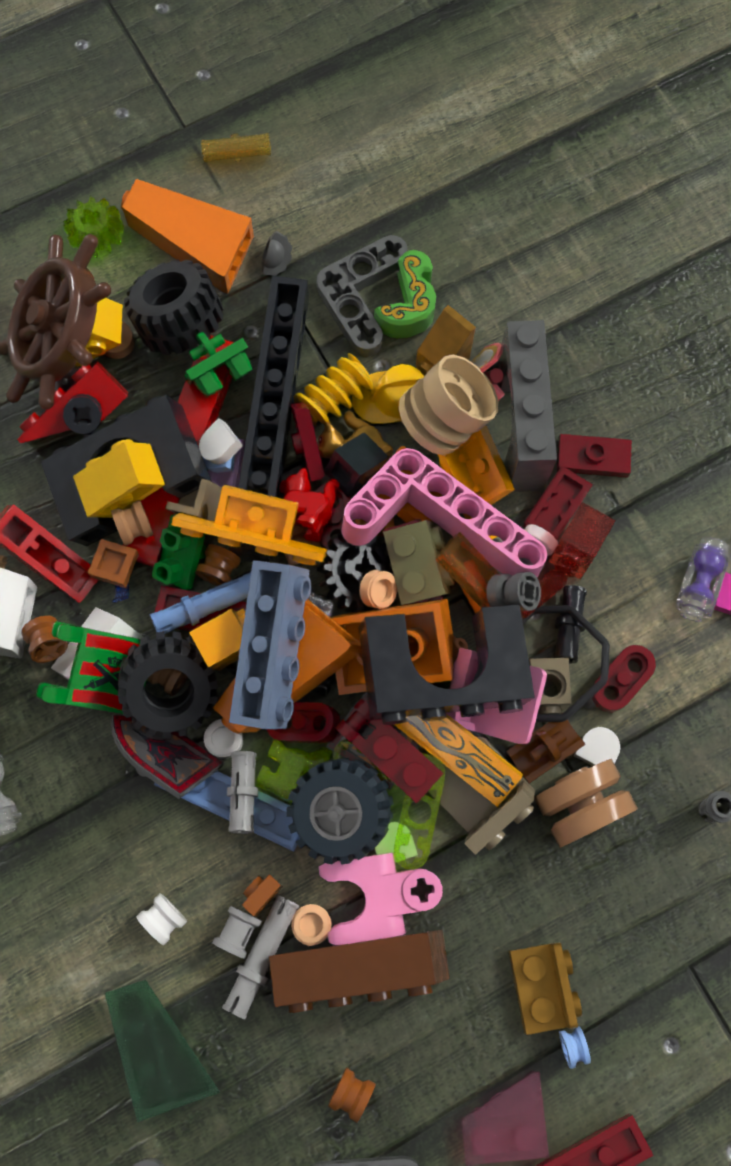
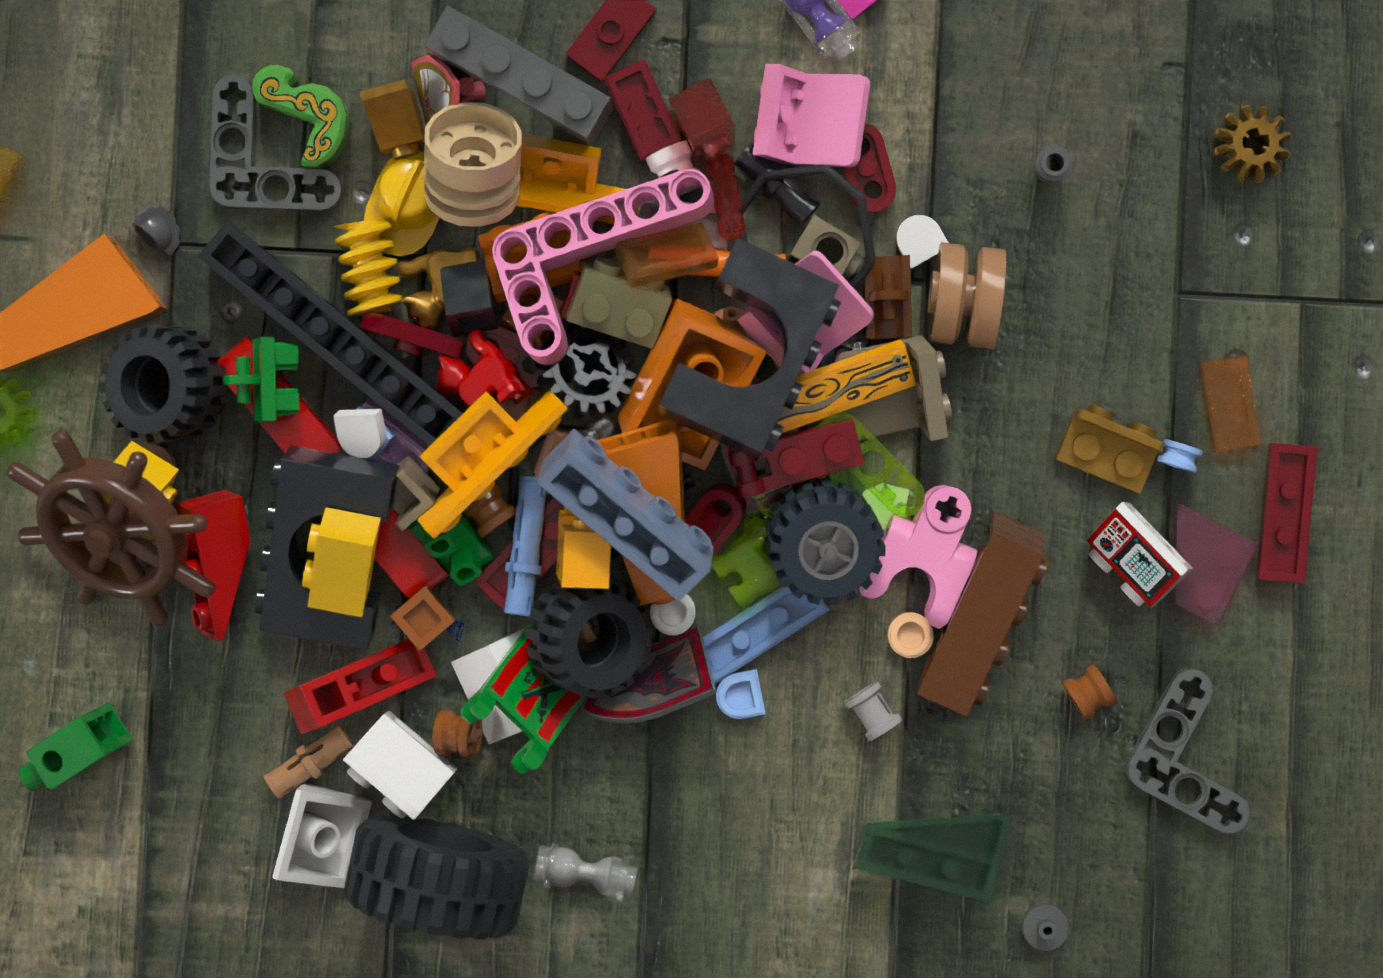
camera: 60 degrees left, 15 degrees up
(86, 408) = (227, 551): black wheel -> none
(132, 522) = (394, 574): medium nougat wheel -> none
(161, 919) = (815, 776): white wheel -> none
(191, 826) = (740, 695): none -> light blue tile
(242, 792) = (742, 625): light grey pin -> none
(257, 963) = (914, 708): light grey pin -> none
(260, 893) = (851, 666): dark orange plate -> none
(378, 589) = (622, 362): light nougat tile -> none
(480, 1063) = (1138, 555): none -> slope
(518, 589) = (716, 230): dark grey wheel -> none
(632, 614) = (811, 117): none -> bright pink bracket
(637, 1062) = (1230, 403): none -> clear orange tile

